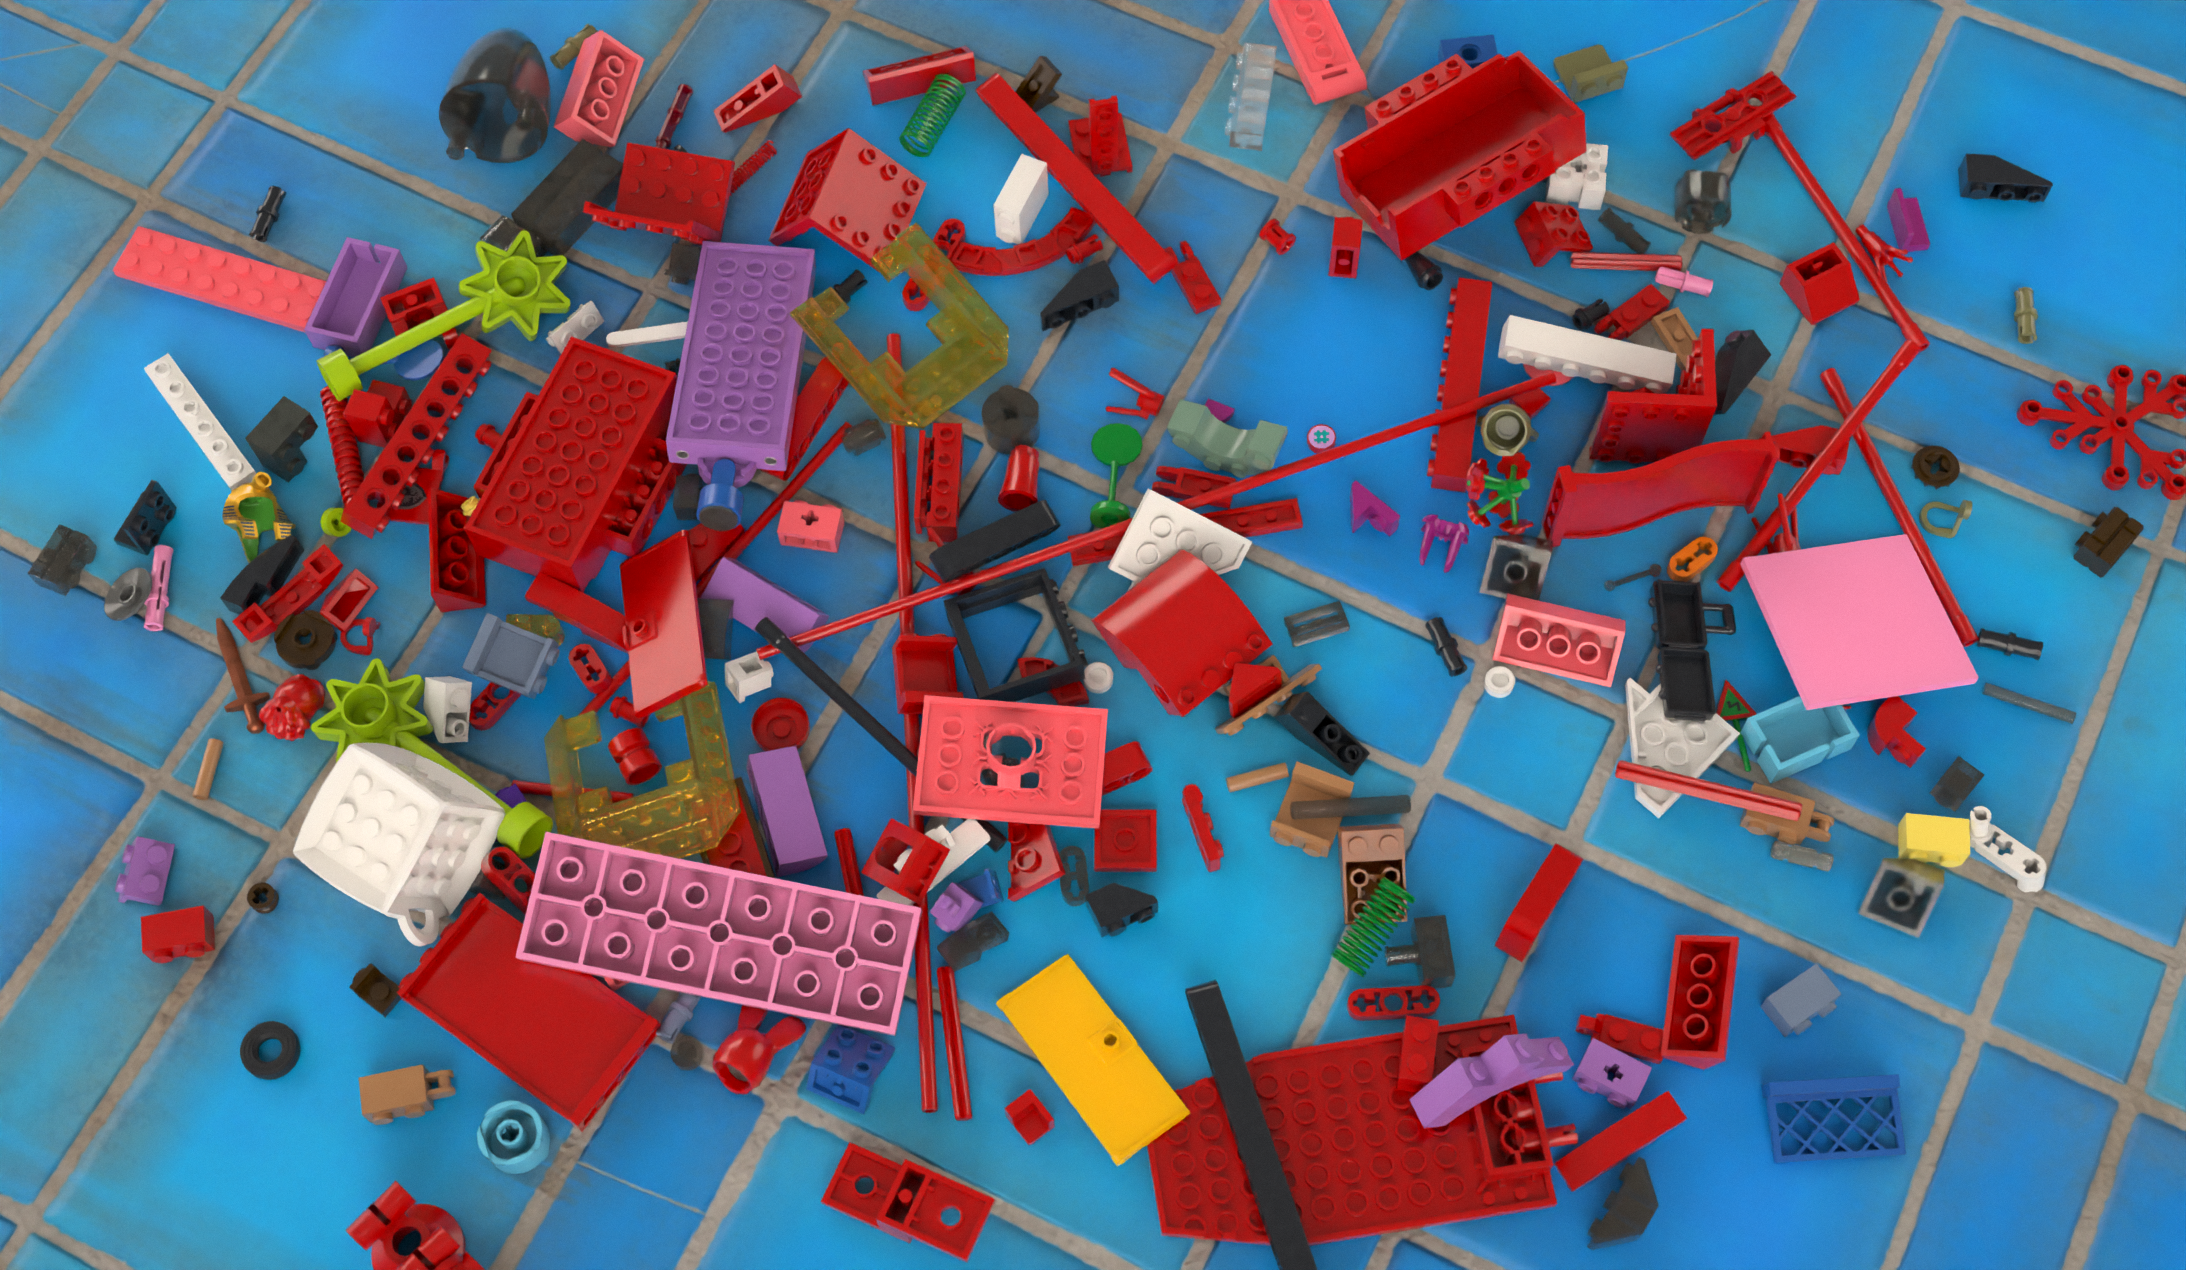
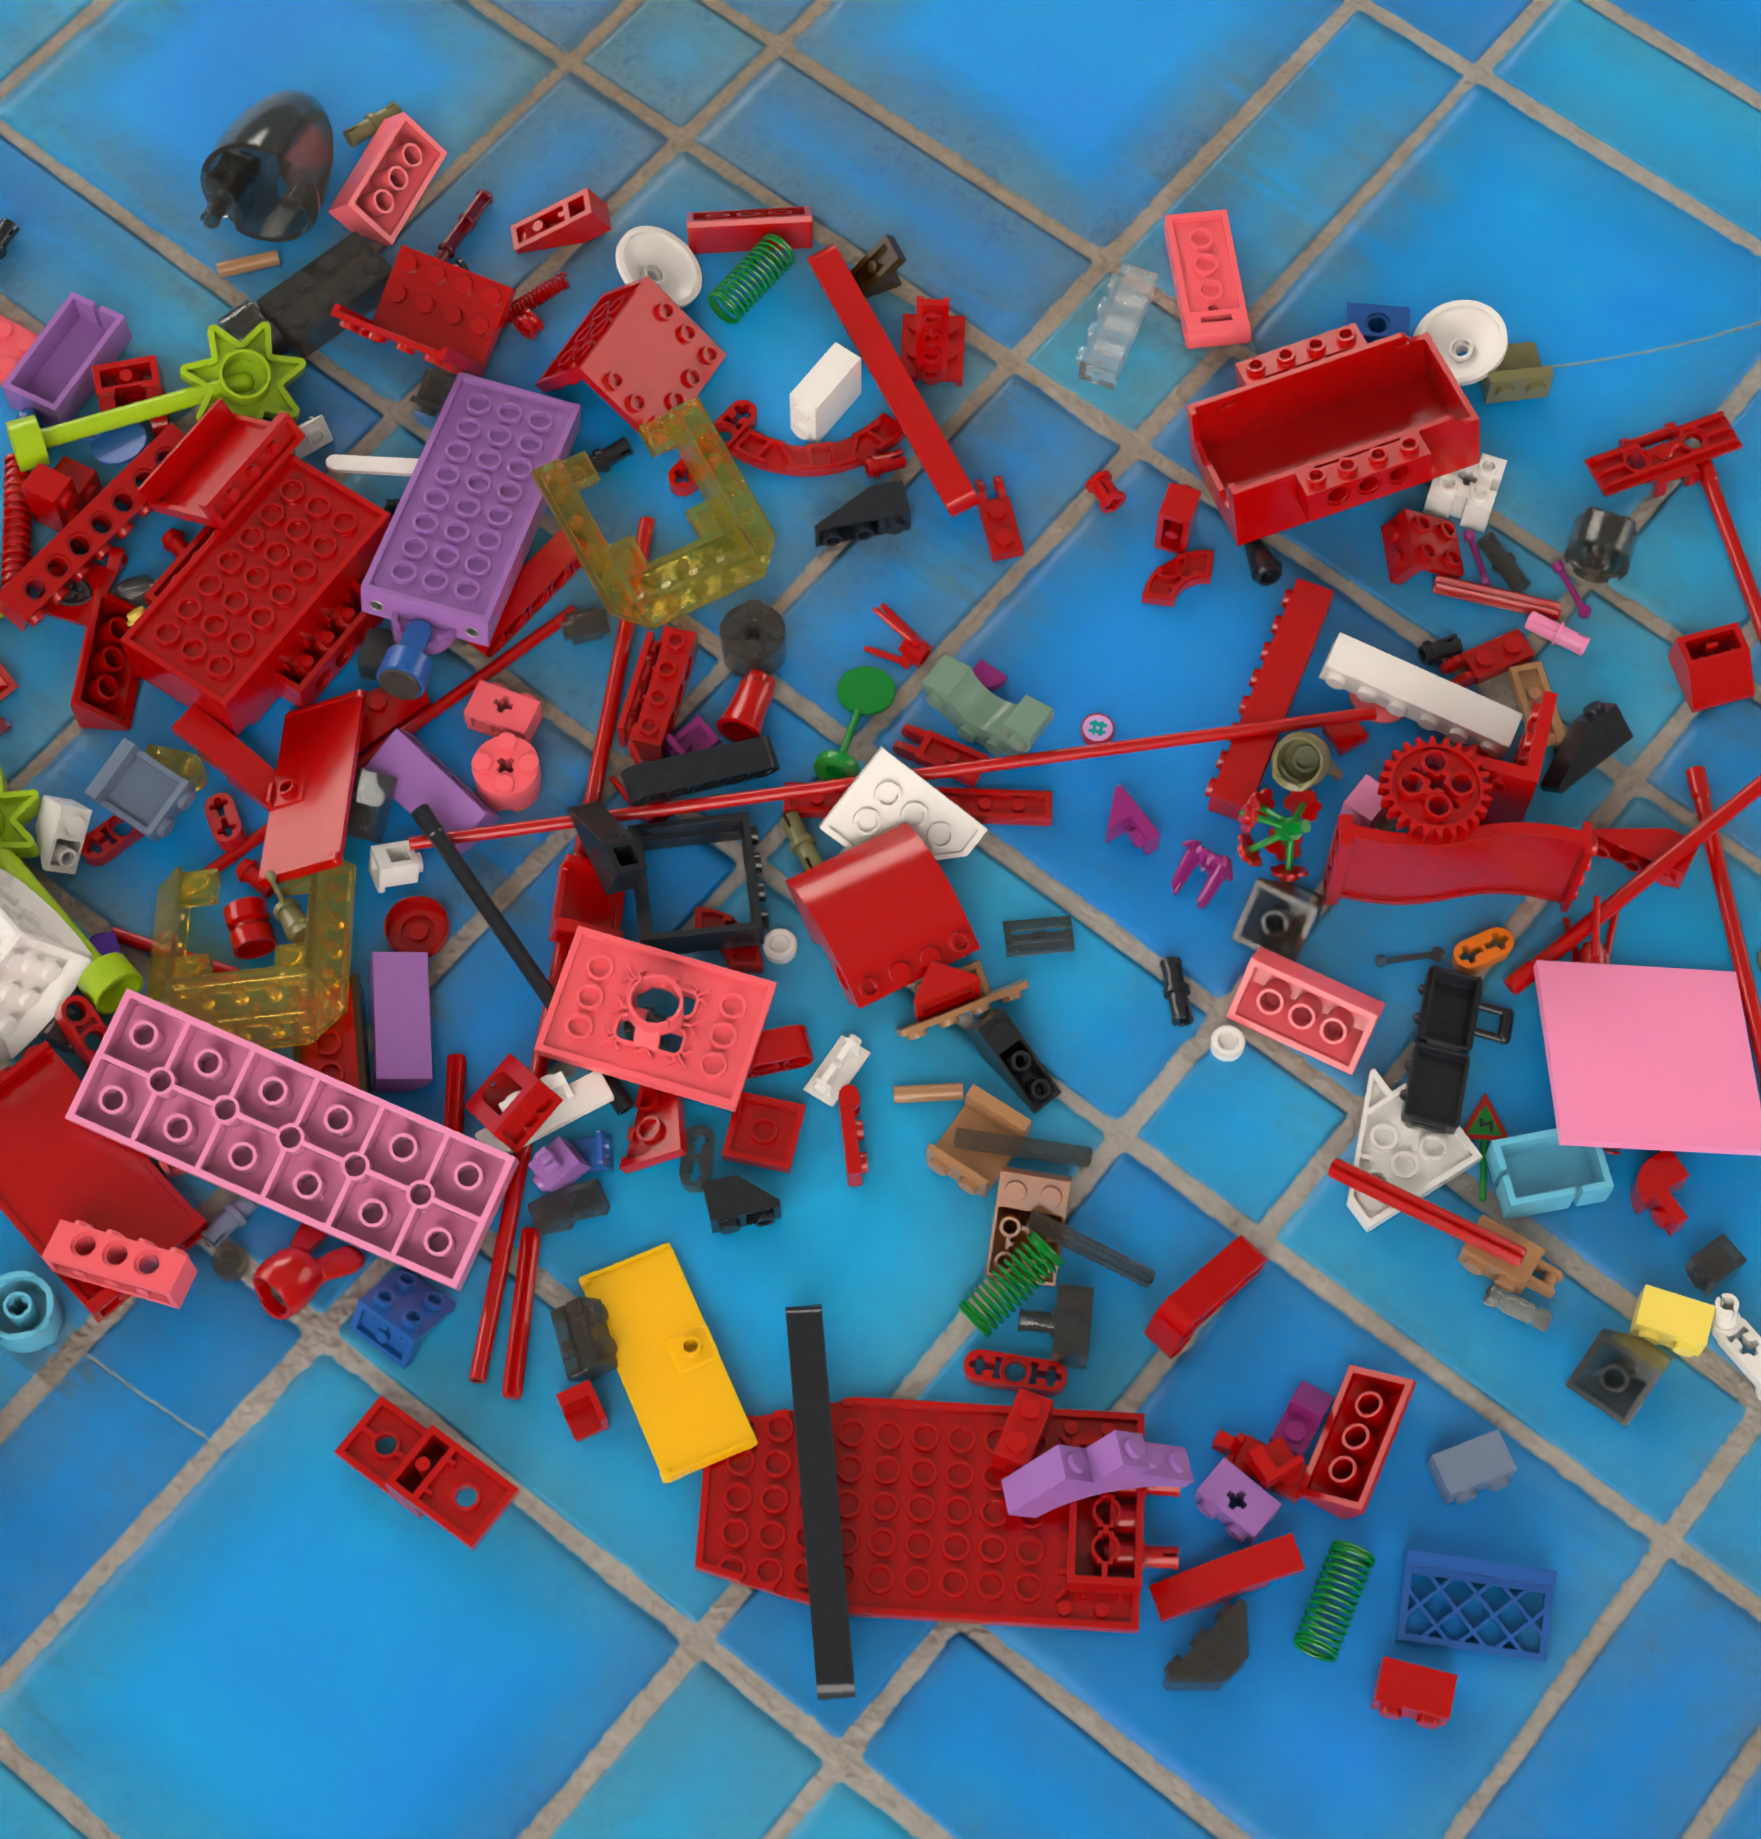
camera: 10 degrees right, 0 degrees up
(463, 483) = (134, 588): none -> clear smoke plant
(493, 185) = (247, 264): none -> medium nougat piece
(515, 361) = (220, 465): none -> red panel
(638, 1087) = (165, 1286): none -> coral brick
(668, 737) = (288, 913): none -> olive piece
(750, 190) = (528, 324): none -> red bush
(827, 576) = (507, 773): none -> coral brick
(847, 108) = (663, 258): none -> white dish
(935, 622) = (609, 847): none -> black slope
(980, 514) = (692, 738): none -> magenta bracket
(1016, 1054) = (584, 1339): none -> clear smoke brick
(1095, 585) = (801, 841): none -> olive pin
(1174, 773) = (837, 1069): none -> white hinge
(1354, 295) = (1176, 575): none -> red tile
(1432, 882) = (1090, 1249): none -> clear smoke axle
(1549, 43) = (1470, 329): none -> white dish
(1564, 451) = (1364, 803): none -> bright pink brick
(1589, 215) = (1469, 536): none -> magenta hinge
(1634, 1033) = (1272, 1462): none -> red panel
(1645, 410) = (1435, 789): none -> red gear
(1646, 991) = (1302, 1417): none -> magenta slope
(1696, 1182) = (1300, 1640): none -> green piece
(1700, 258) = (1584, 610): none -> magenta hinge
(1803, 1205) = (1413, 1693): none -> red brick

